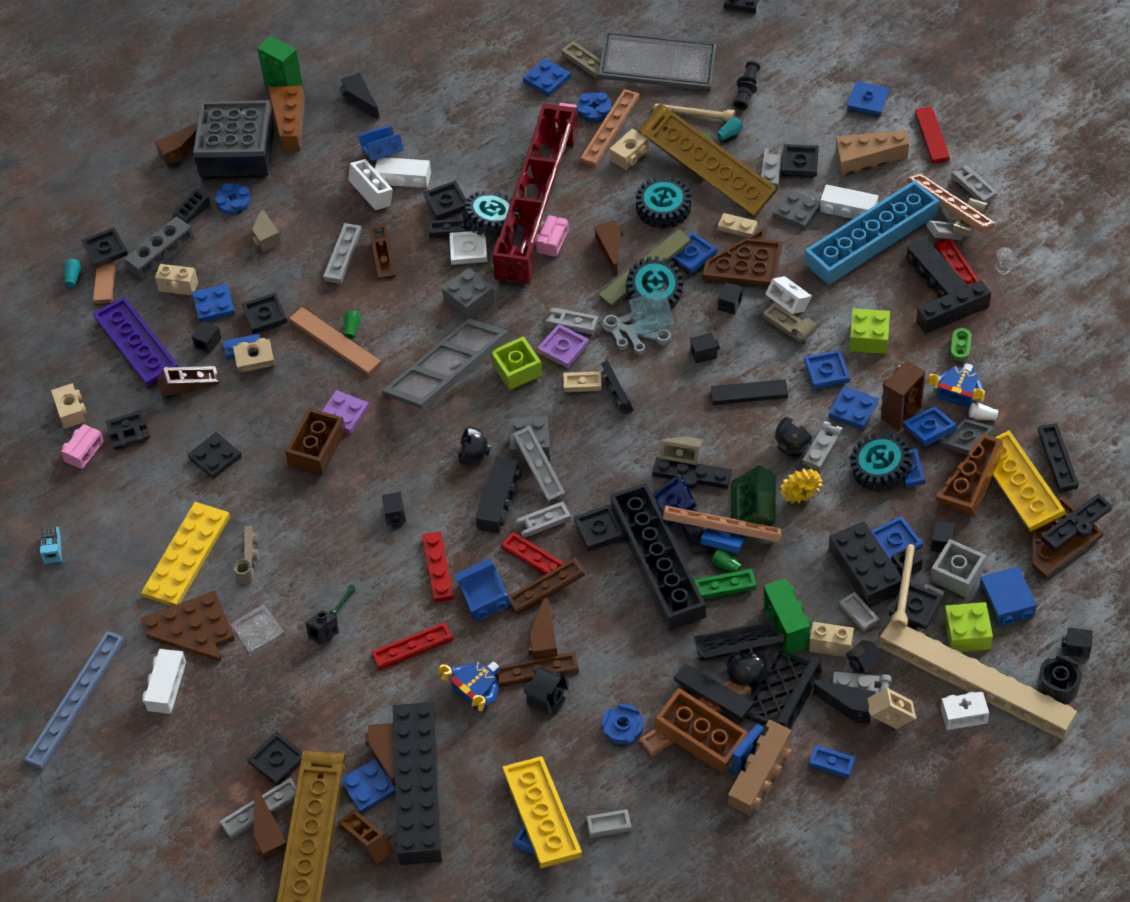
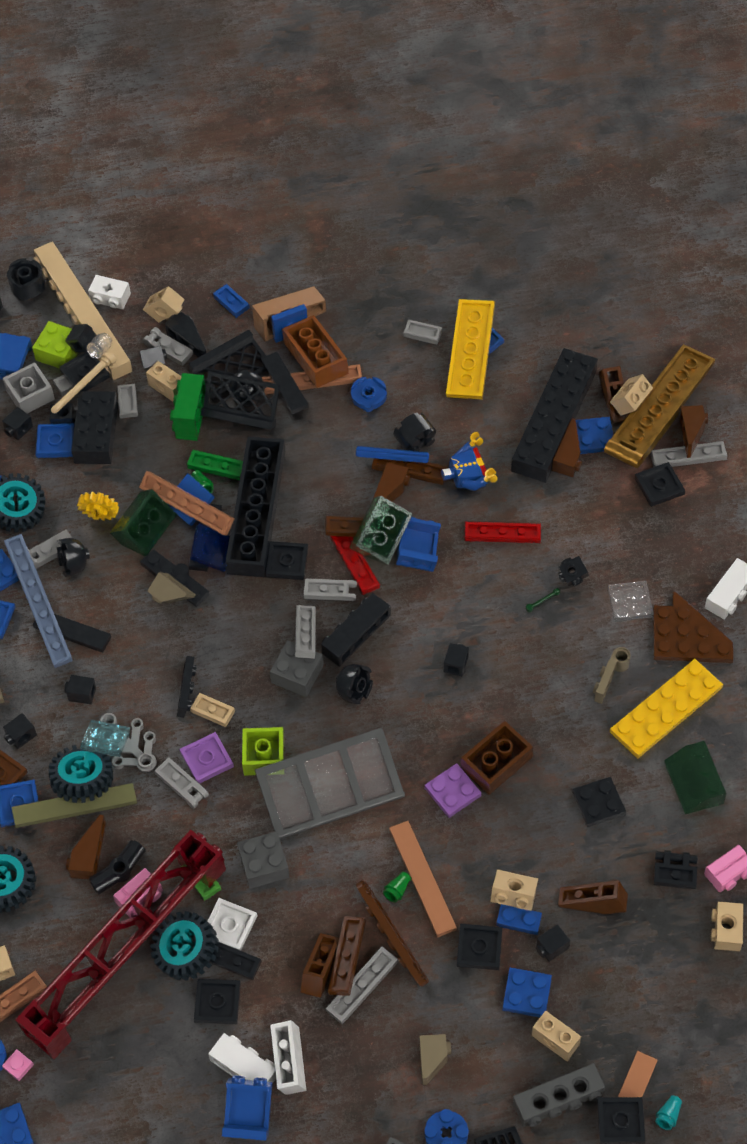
camera: 155 degrees left, 5 degrees up
(134, 340) = (630, 979): dark purple plate -> none
(136, 503) = (695, 778): none -> clear green slope
(338, 292) = (395, 940): none -> reddish brown plate
(341, 824) = (631, 394): none -> tan brick
(364, 264) = (346, 956): none -> reddish brown tile
(437, 567) = (444, 592): red plate -> none
(522, 573) = (381, 530): none -> clear green slope
(561, 663) = (392, 454): none -> blue axle
(578, 244) = (127, 859): none -> black piece
(796, 395) = (38, 601): none -> sand blue tile
(917, 626) = (99, 345): none -> clear brick
(942, 626) = (80, 337): none -> black brick

